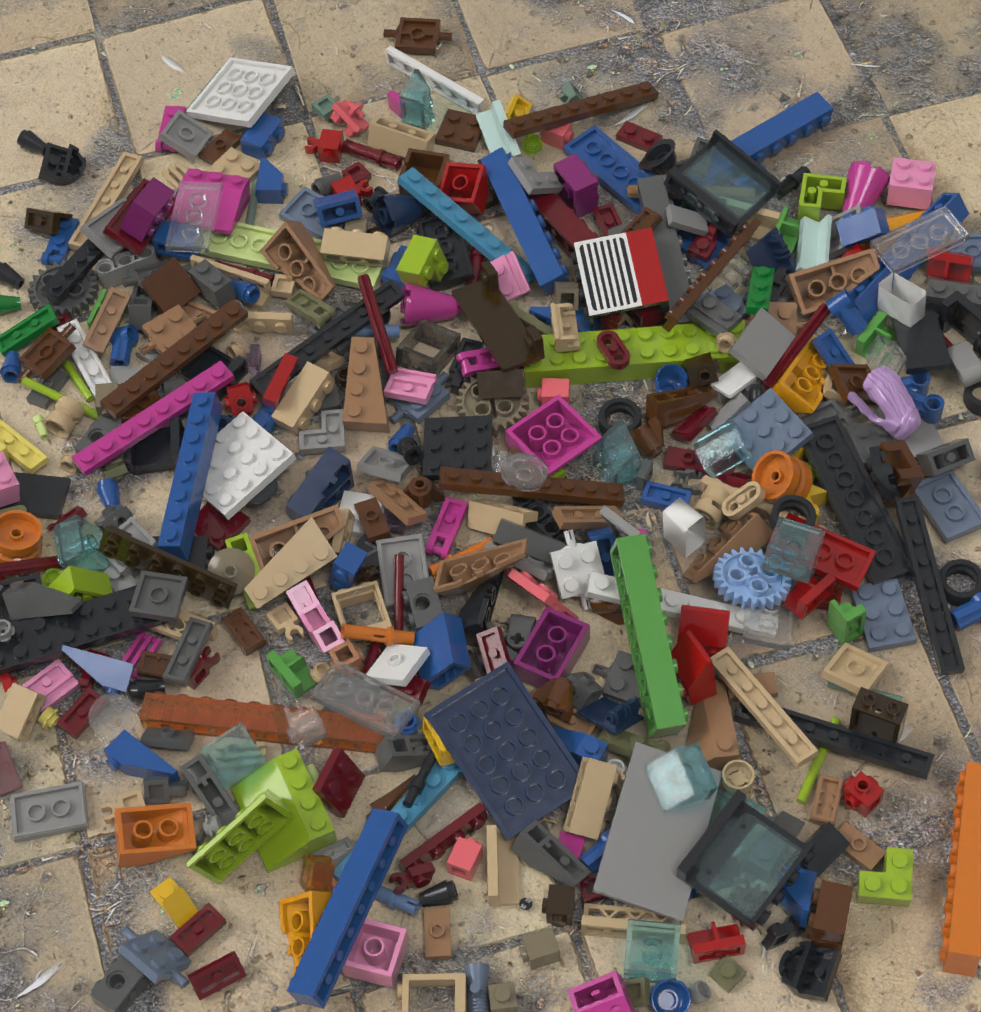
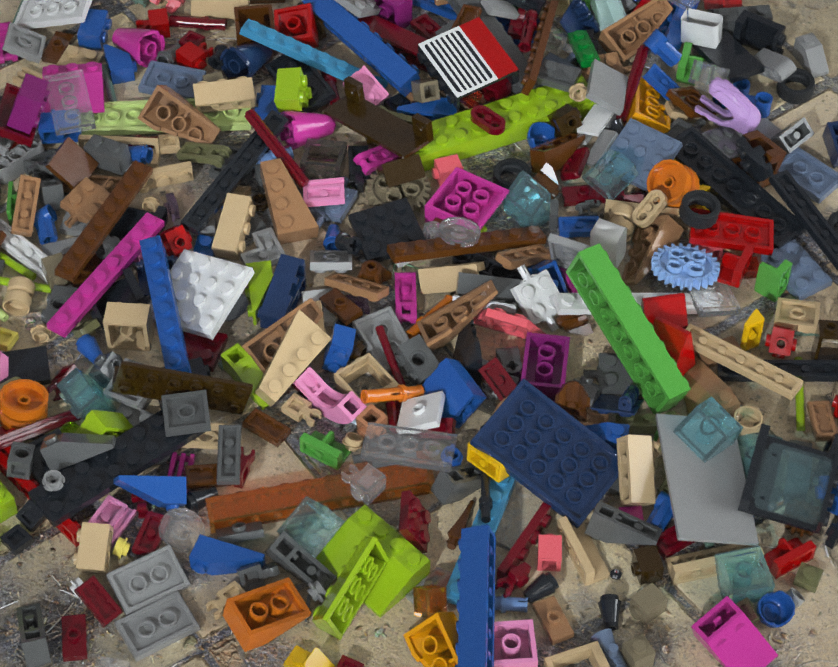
camera: 25 degrees left, 5 degrees down
(58, 760) = (148, 579): none -> light grey tile
(149, 479) = (128, 326): none -> tan brick
(239, 561) = (240, 366): dark tan dish -> none
(279, 381) = (210, 214): red piece -> none
(299, 166) = (139, 43): none -> dark pink cone
(306, 459) = (258, 287): none -> lime slope
(337, 208) = (193, 67): blue brick -> none
(498, 943) = (610, 610): none -> black cone
(537, 299) = (393, 102): none -> black plate
(564, 327) = (436, 111): tan hinge -> none
(710, 249) = (529, 25): none -> dark red pin
(791, 675) = (752, 331): none -> yellow slope
(793, 550) = (714, 231): clear light blue slope -> none
(821, 695) = (781, 333): none -> red brick

